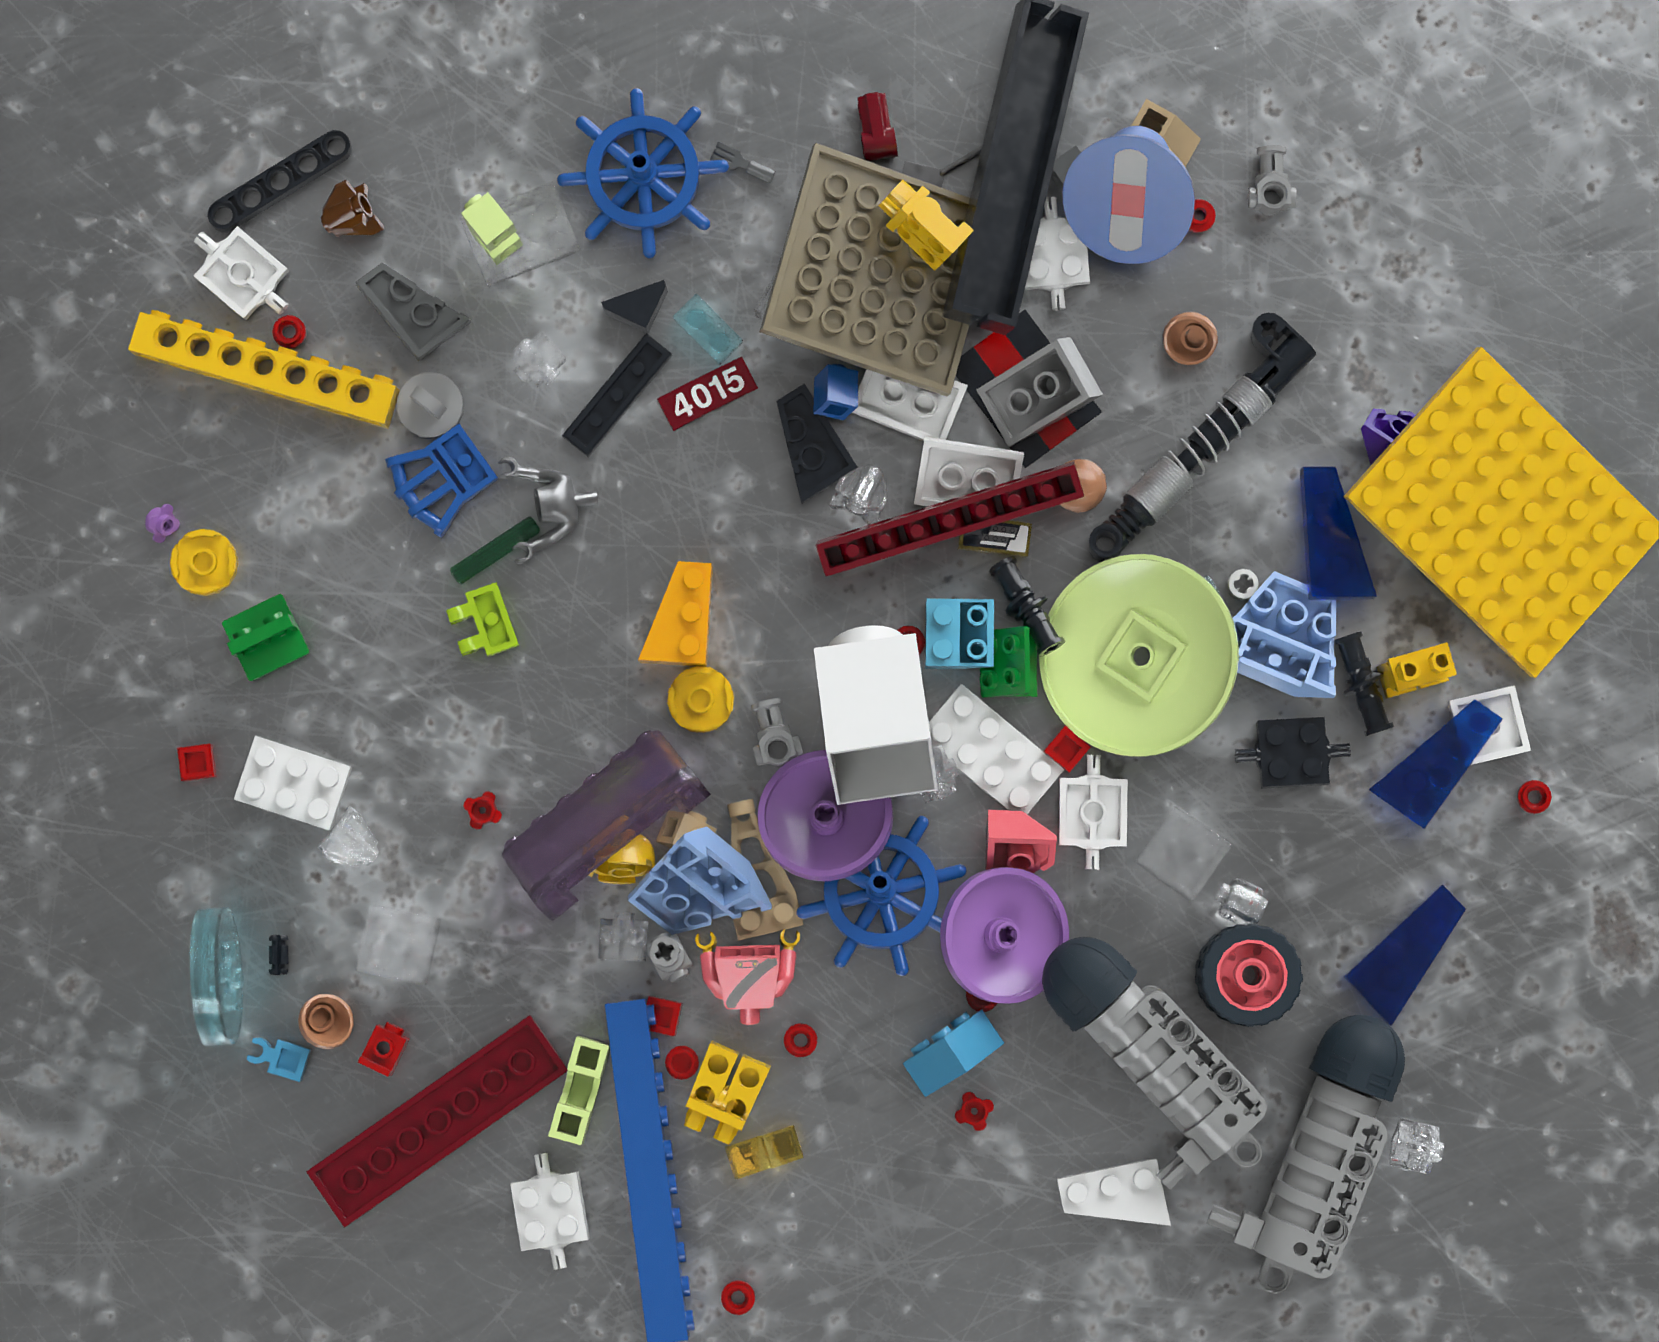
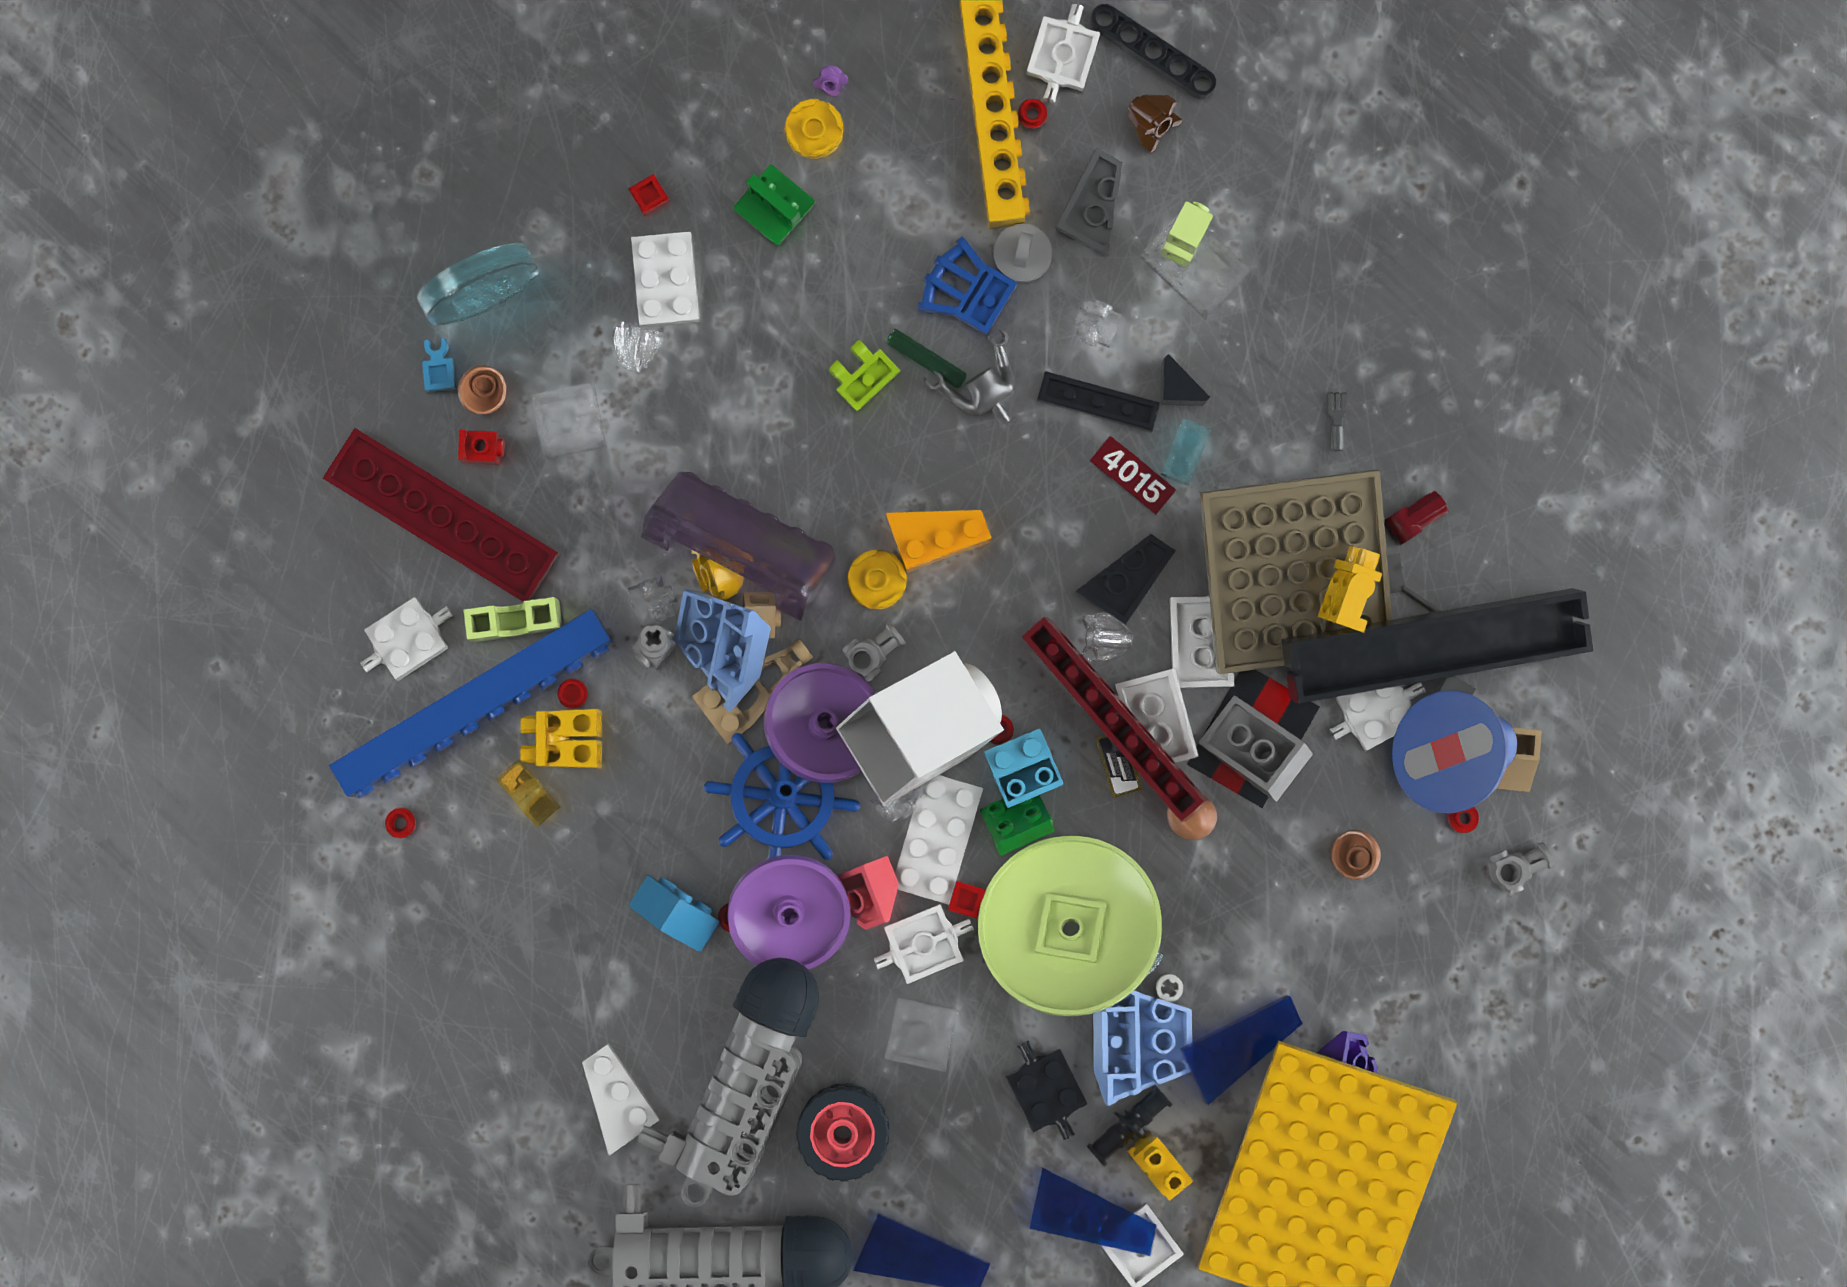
camera: 65 degrees right, 0 degrees up
(278, 955) = (521, 328): black piece -> none
(473, 807) = (709, 450): red plate -> none
(642, 173) = (1292, 341): blue piece -> none
(667, 1015) = (605, 665): red plate -> none
(748, 975) = (665, 716): coral torso -> none
(795, 1050) = (622, 783): red plate -> none
(835, 391) = (1180, 579): blue brick -> none
(978, 1120) = (628, 945): red plate -> none
(1026, 606) = (1070, 814): black piece -> none
(1241, 902) = (901, 1100): clear head -> none
(1246, 400) = (1229, 889): black piece -> none

